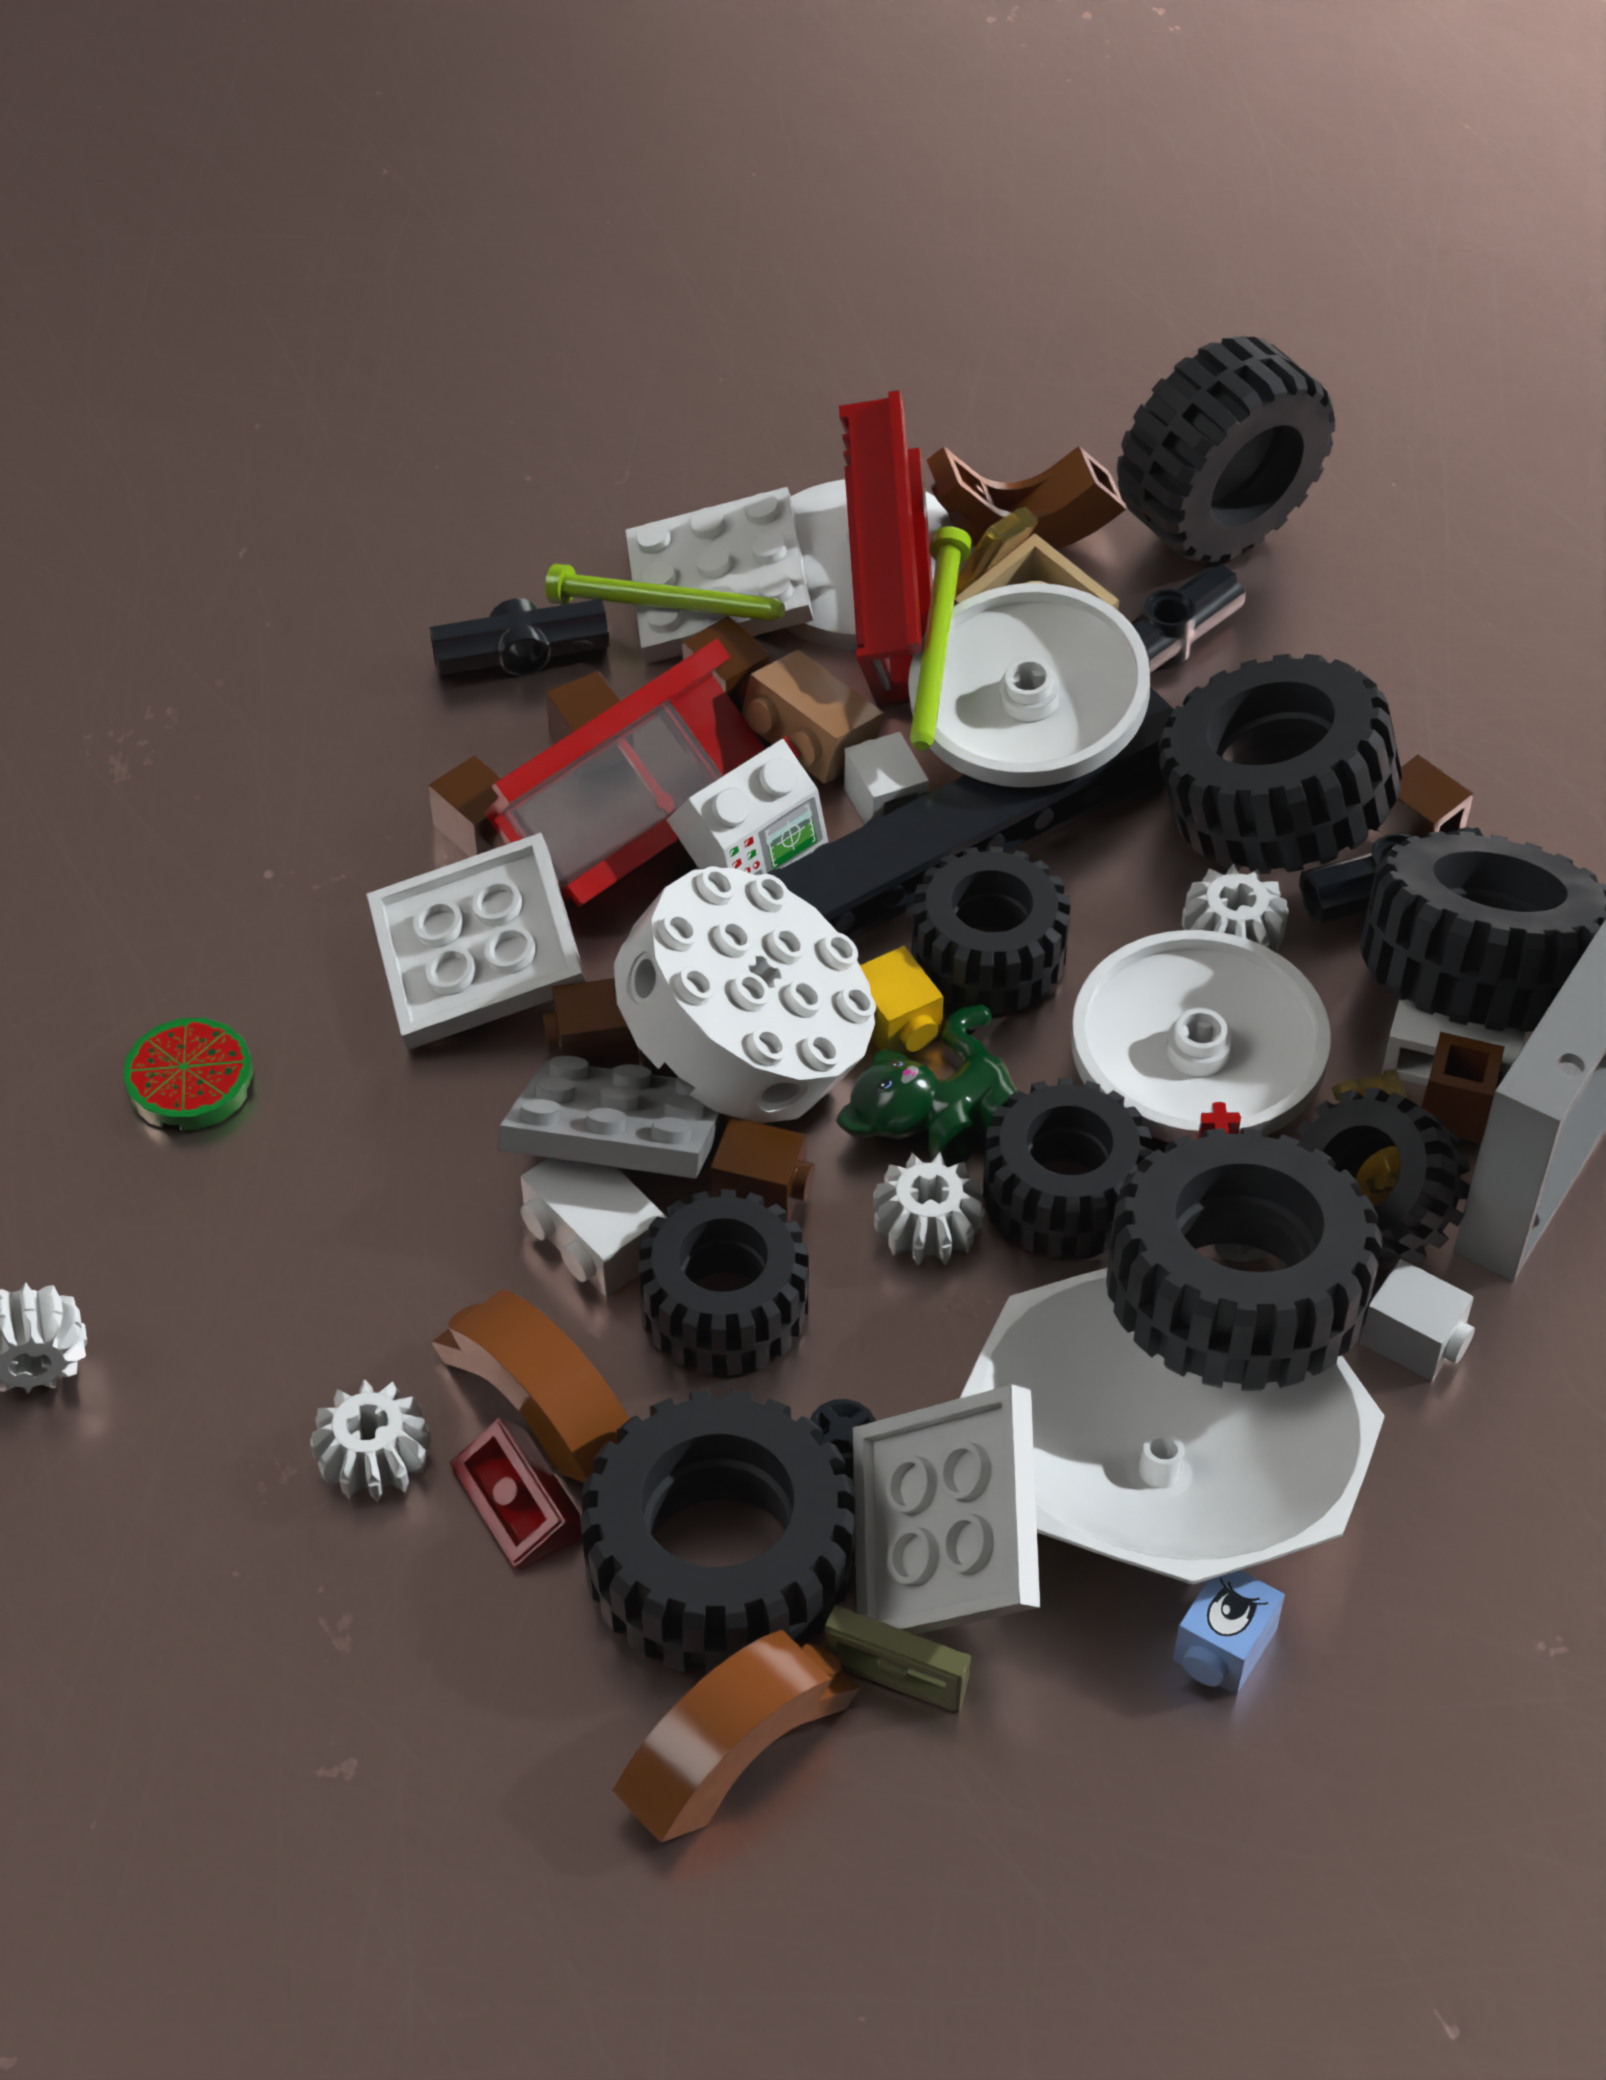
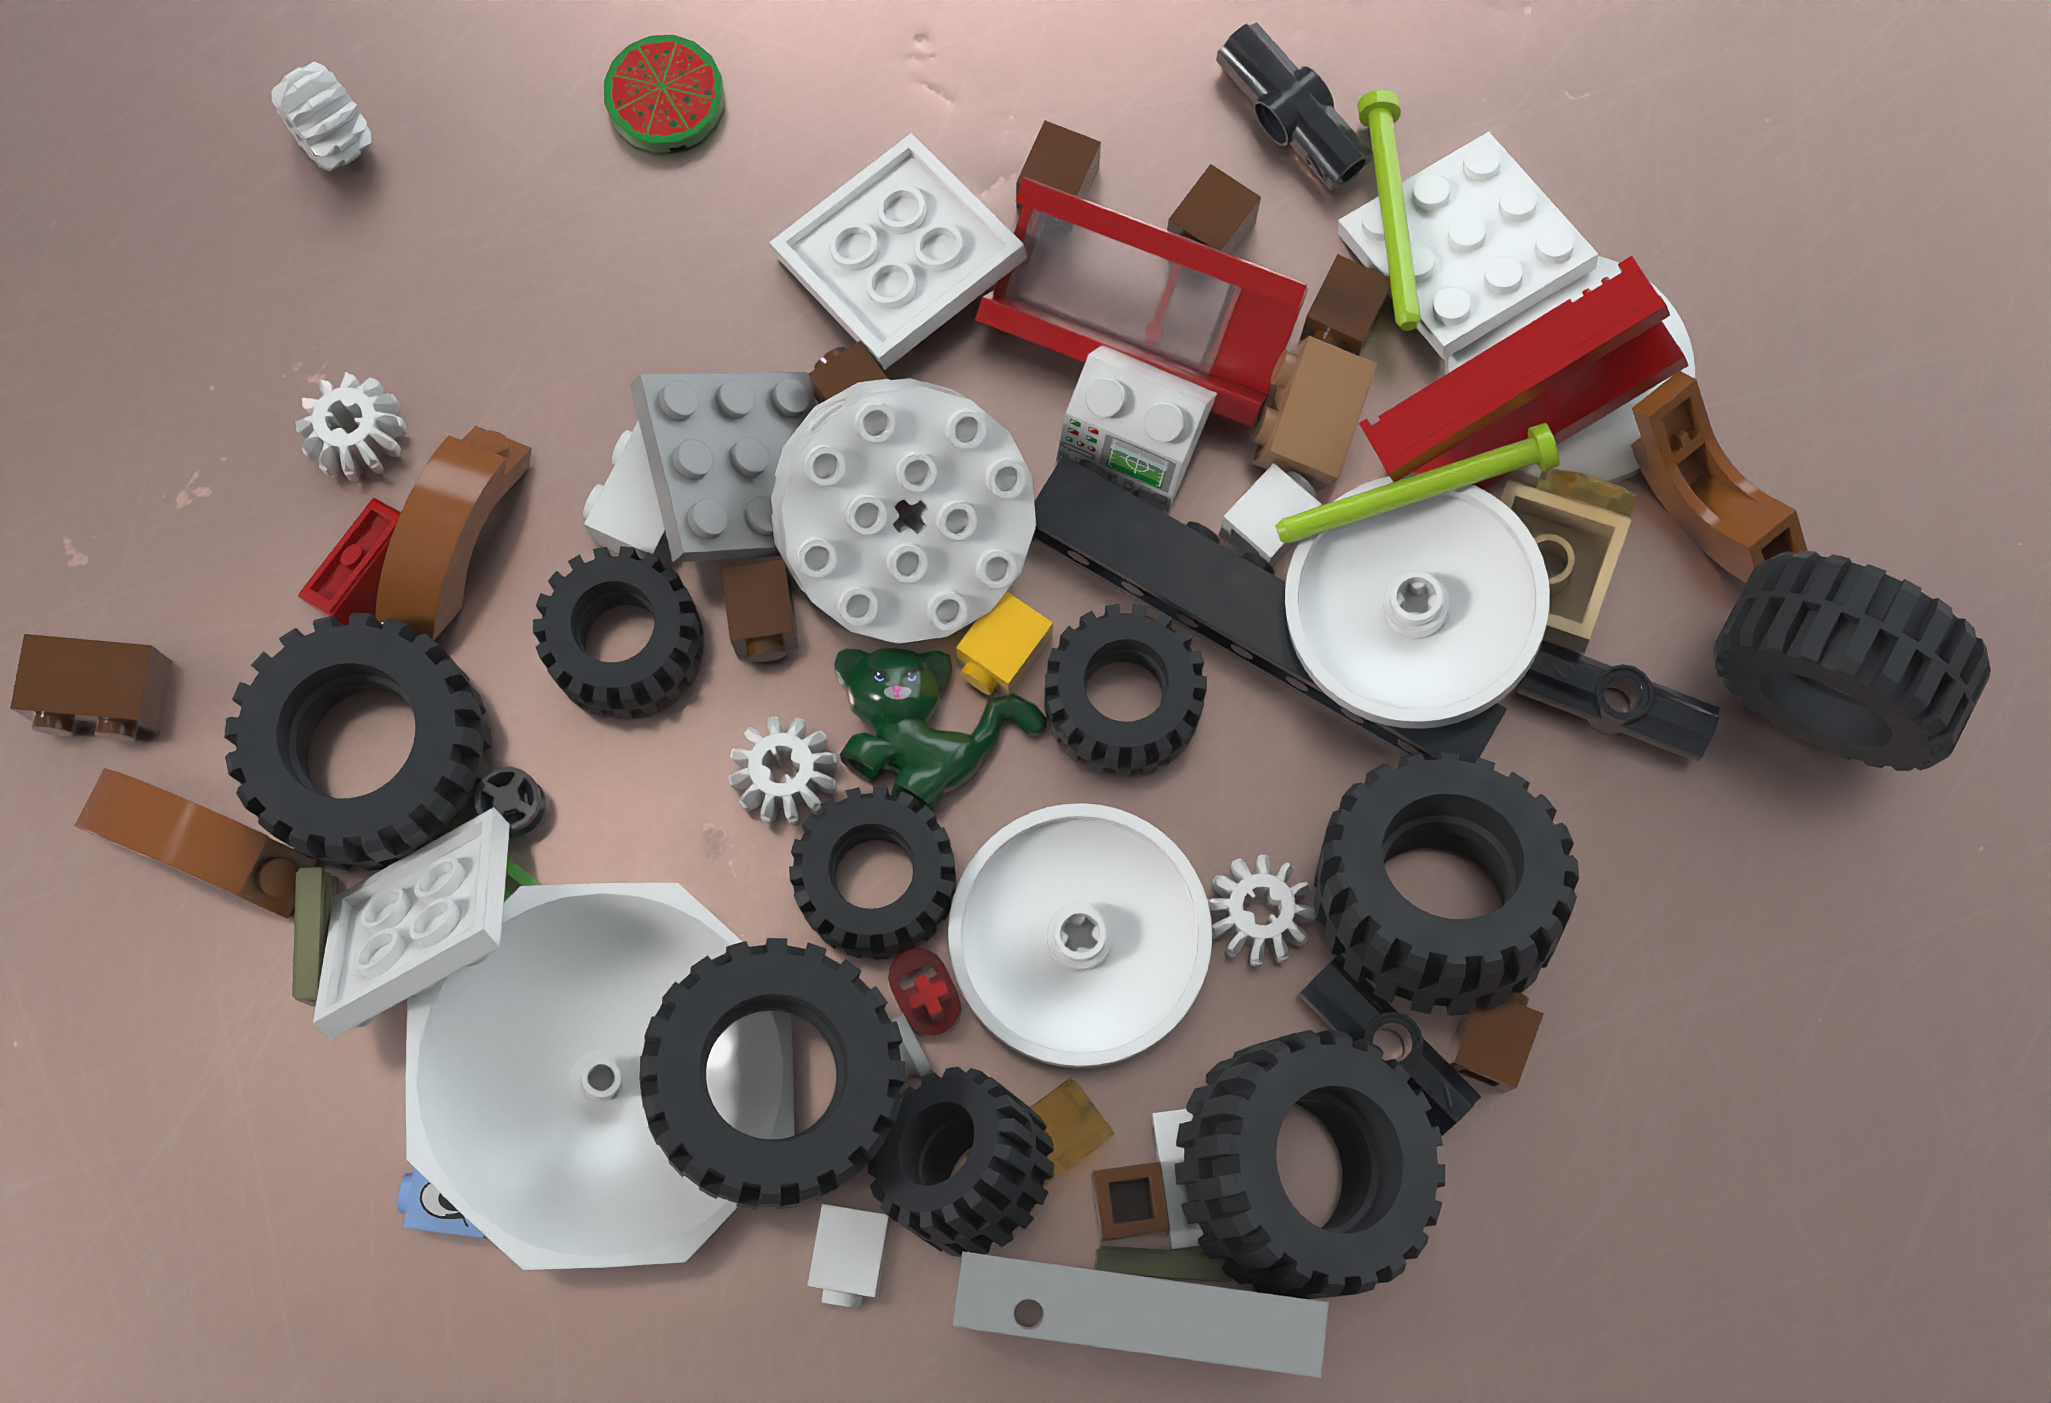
camera: 65 degrees right, 25 degrees up
(510, 1778) = (91, 686): none -> reddish brown brick

